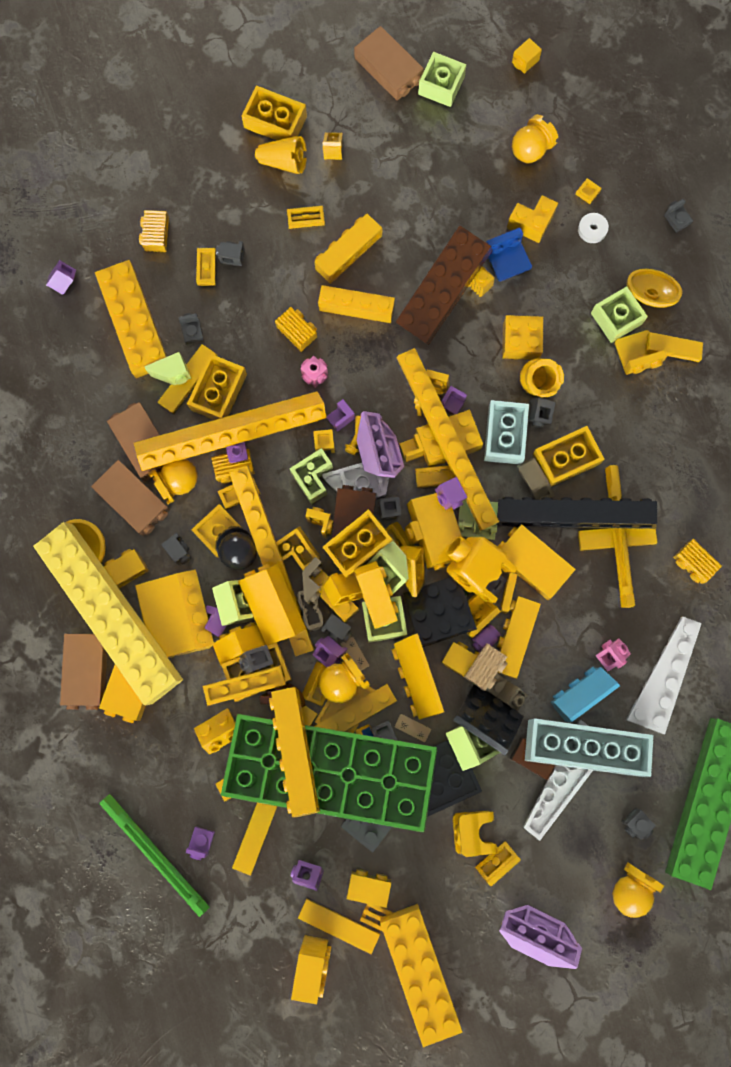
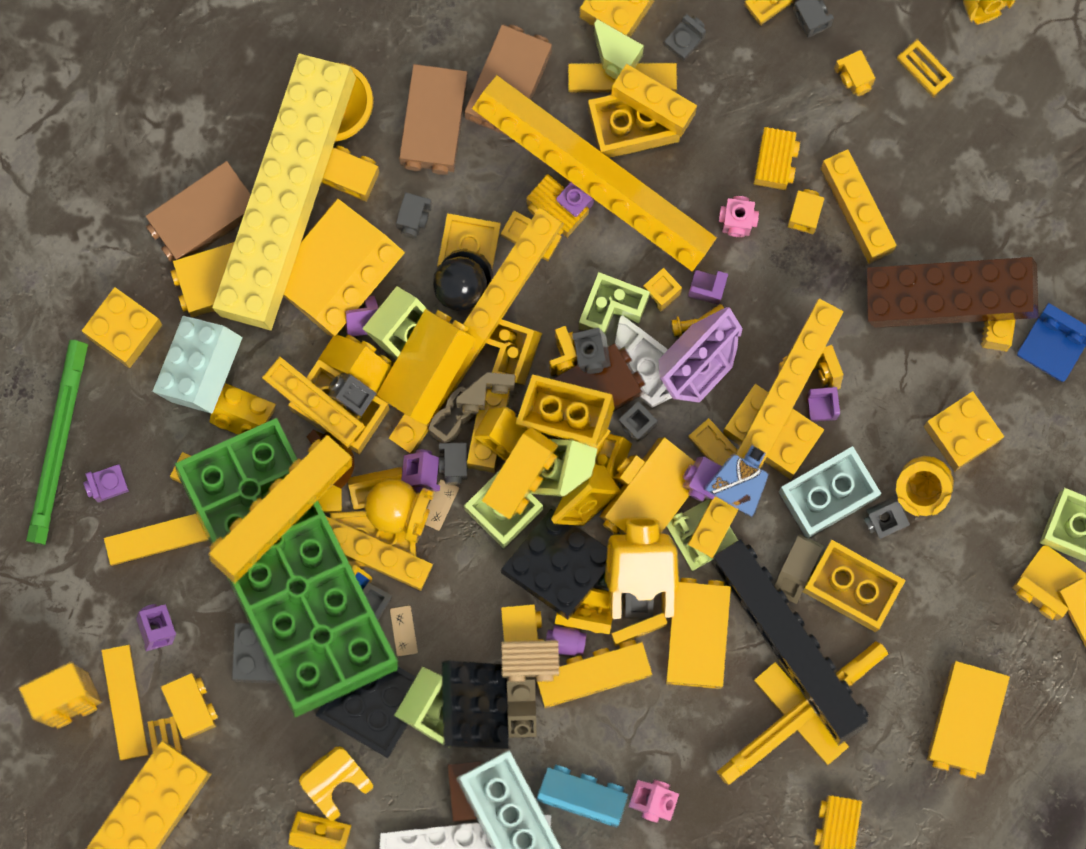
camera: 50 degrees right, 0 degrees up
(115, 766) = (122, 327): none -> yellow brick
(170, 737) = (197, 364): none -> light aqua brick
(175, 479) = (491, 152): yellow tile -> none
(214, 366) = (653, 100): none -> yellow brick
(281, 253) = (855, 73): none -> yellow brick
(332, 145) = (1040, 33): yellow slope -> none
(338, 334) = (806, 211): none -> yellow brick
(341, 503) = (599, 358): none -> dark grey brick
(348, 248) = (921, 146): yellow brick -> none
(412, 448) = (729, 397): yellow panel -> none
(417, 677) = (464, 592): yellow slope -> none
(470, 473) = (740, 481): none -> medium blue torso
(684, 449) = (967, 719): none -> yellow brick

